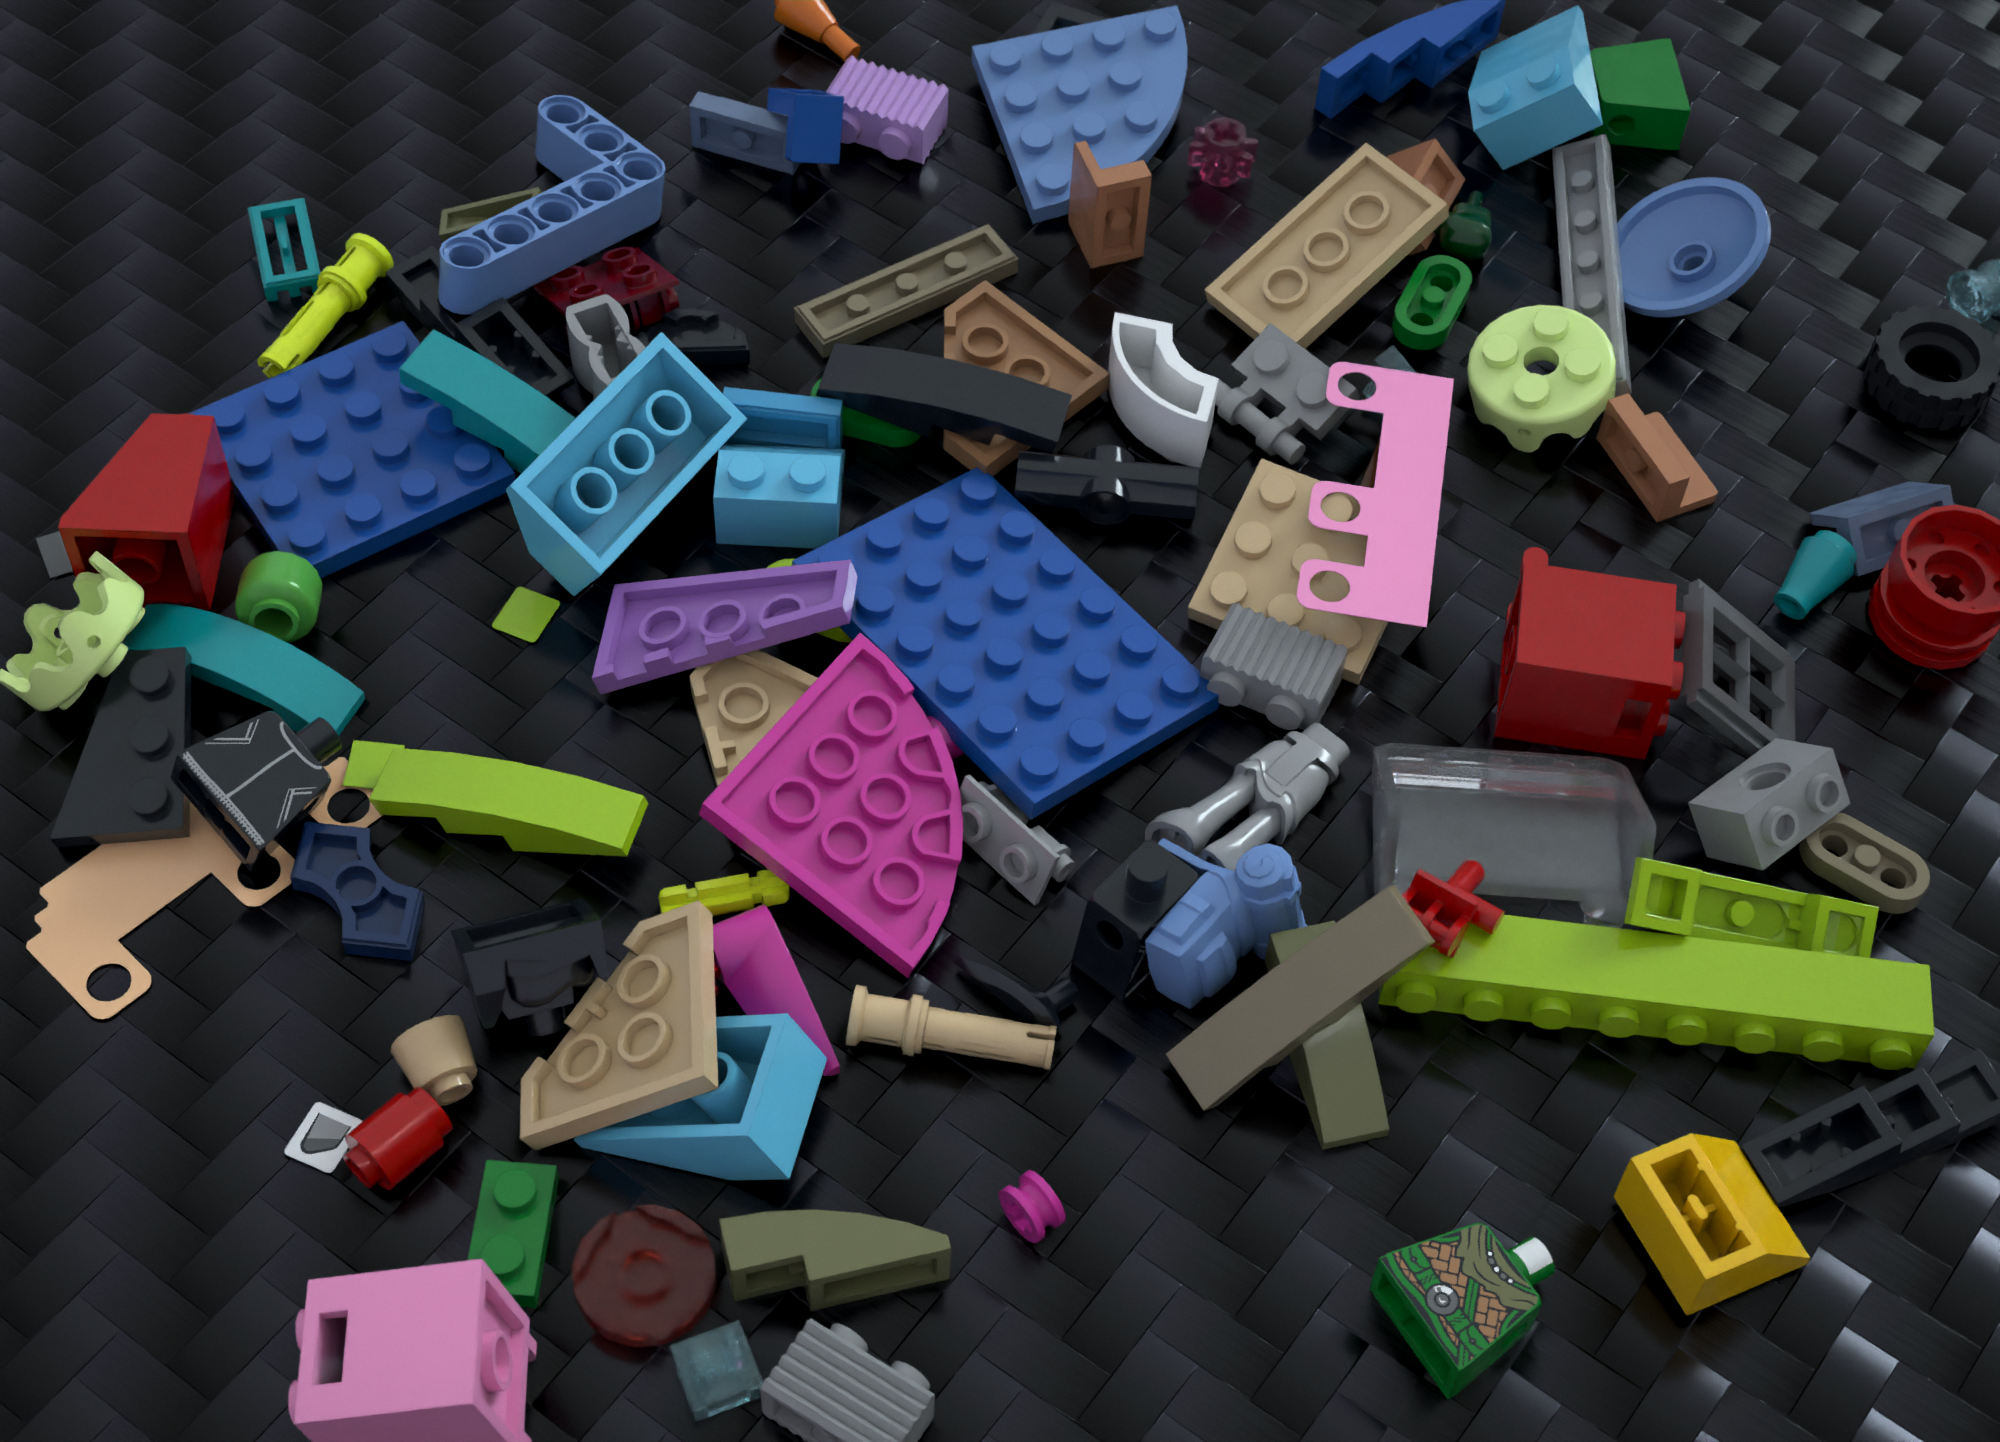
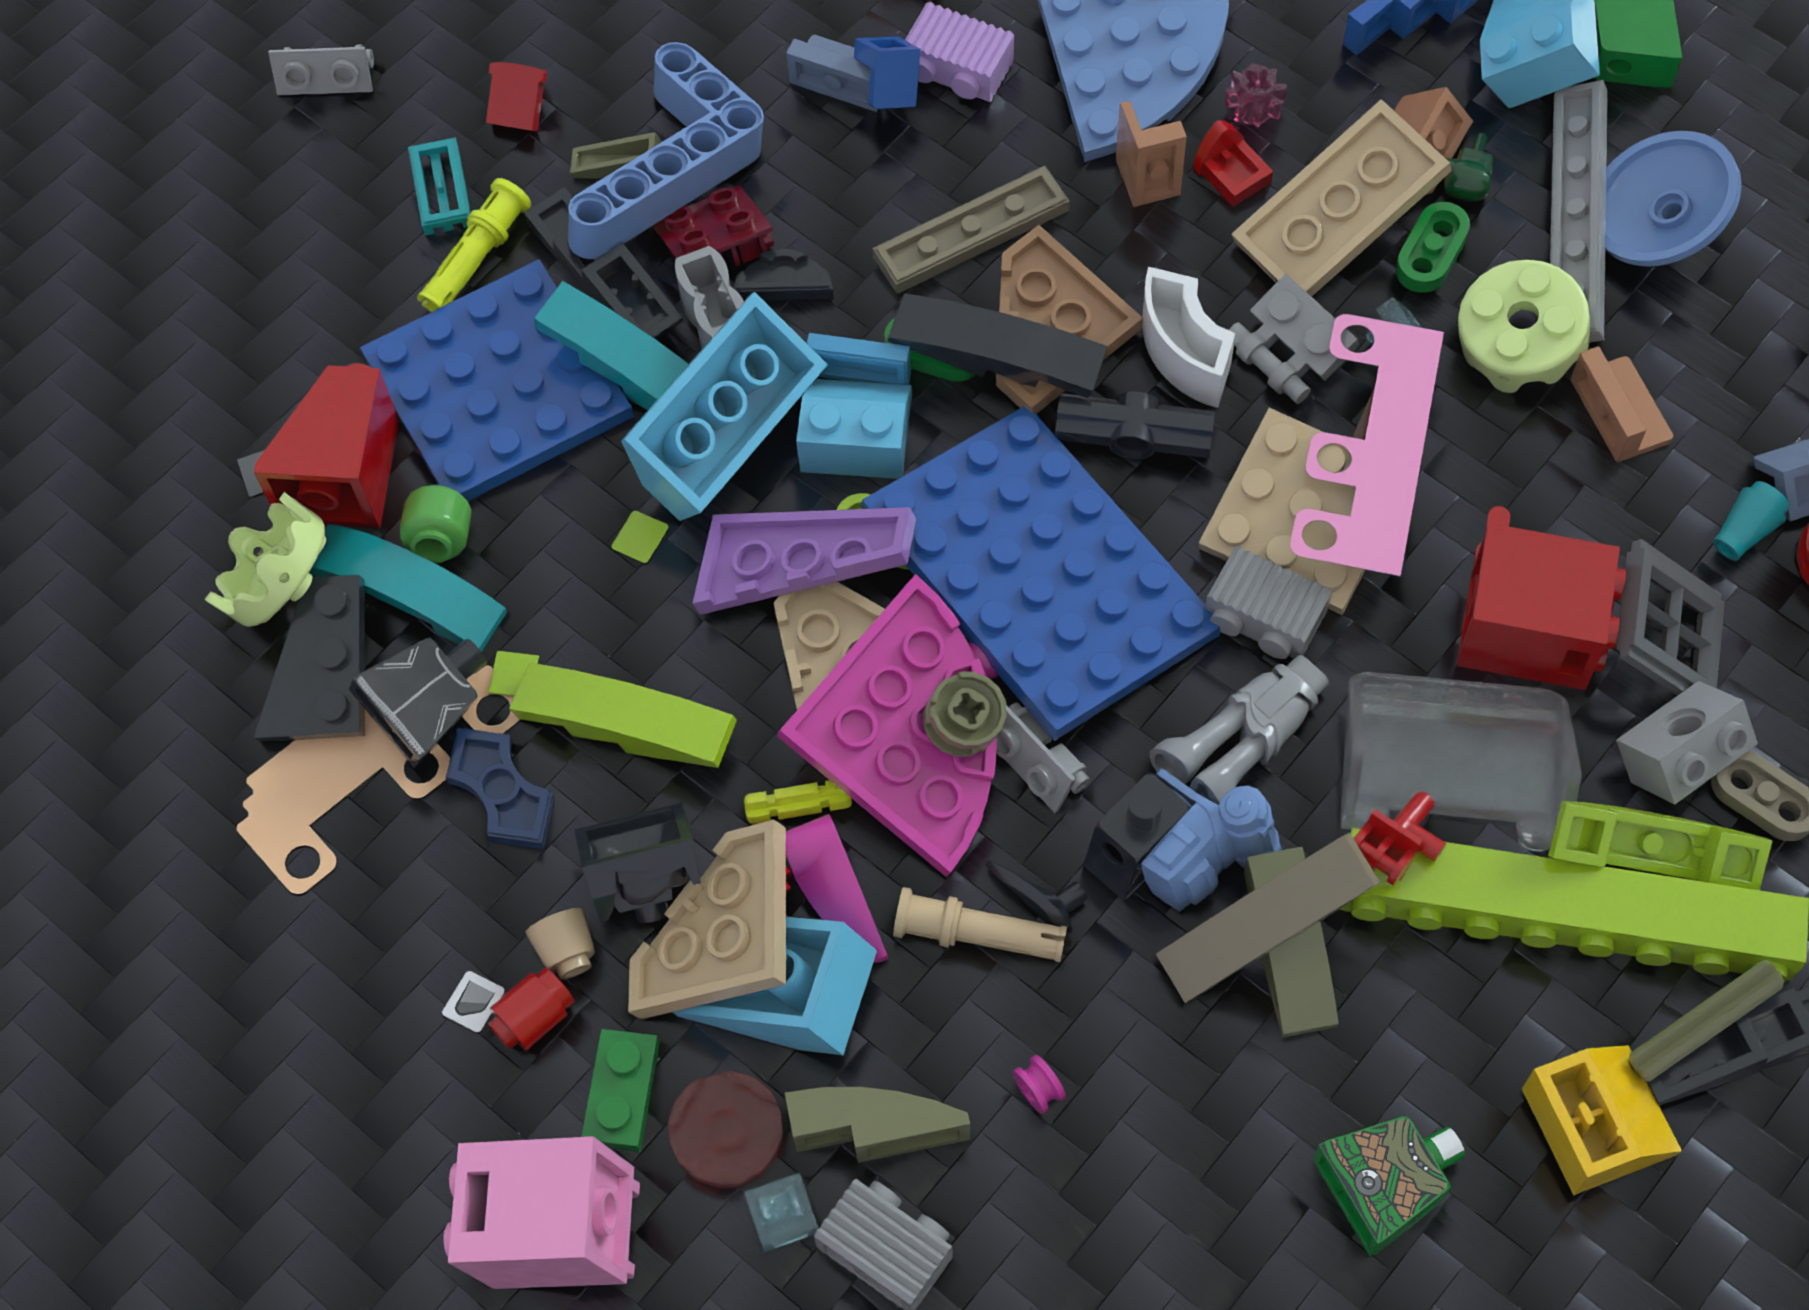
camera: 10 degrees right, 10 degrees up
(146, 129) = (322, 70): none -> light grey hinge
(375, 153) = (515, 95): none -> red tile
(924, 784) = (964, 714): none -> olive wheel
(1198, 221) = (1231, 164): none -> red tile
(1825, 1102) = (1706, 1020): none -> olive axle

